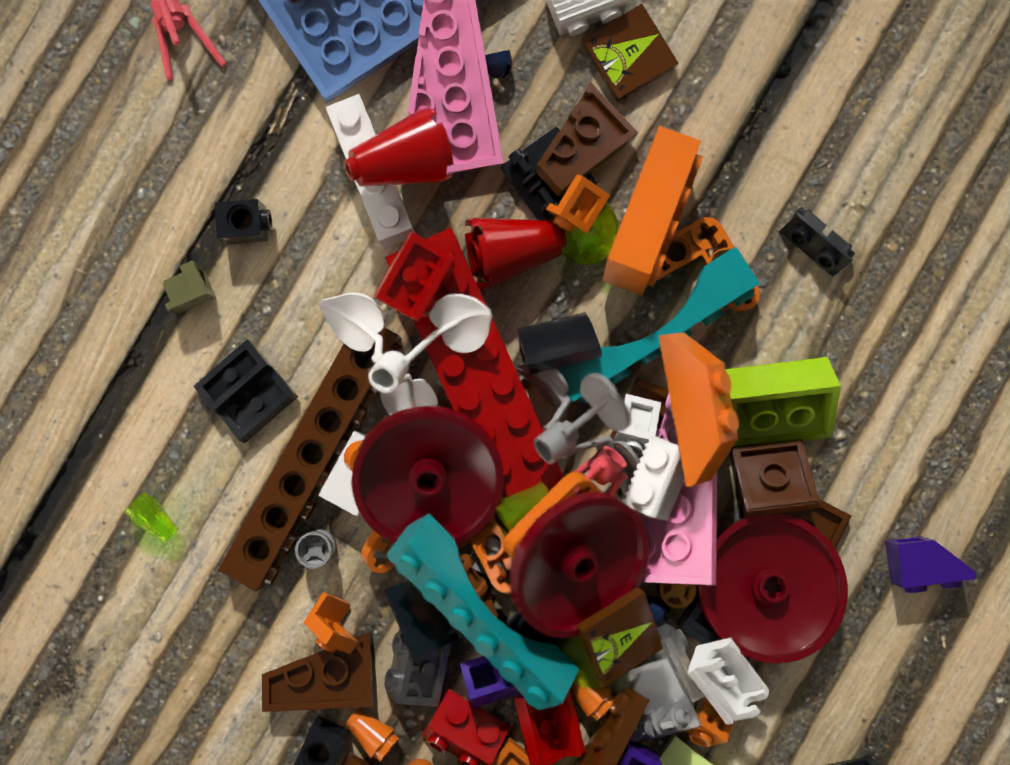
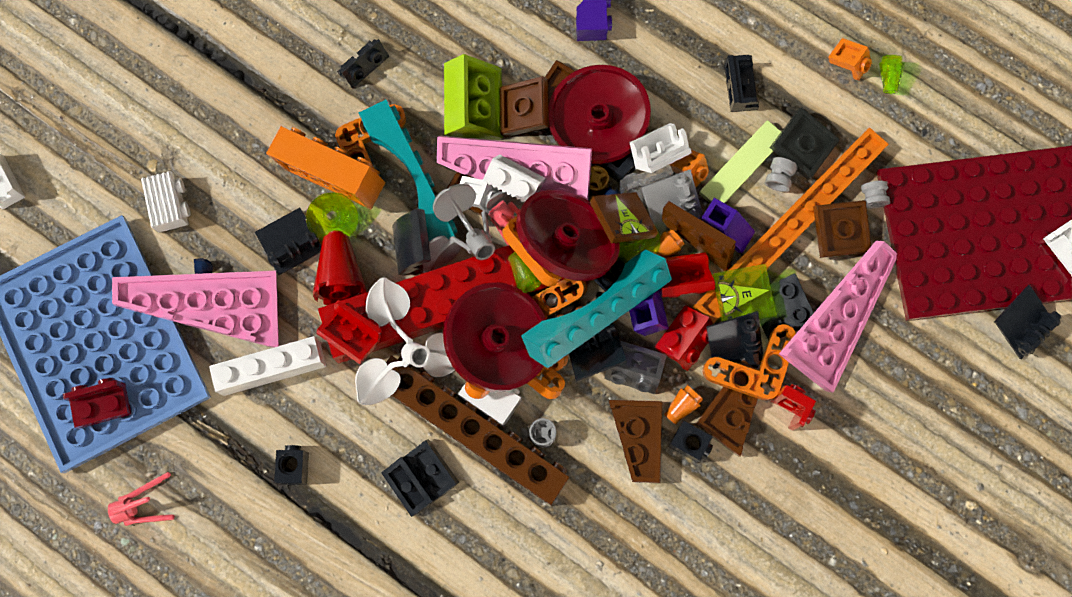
camera: 80 degrees left, 10 degrees down
(150, 517) = (506, 558): clear neon green cone -> none
(188, 288) = (336, 514): olive panel -> none
(325, 624) = (594, 430): orange bracket -> none
(403, 154) = (258, 330): red cone -> none
(579, 205) = (315, 216): orange bracket -> none
(585, 141) = (268, 211): reddish brown wing -> none
(629, 52) = (209, 176): reddish brown tile -> none
(700, 406) = (464, 143): orange wedge -> none

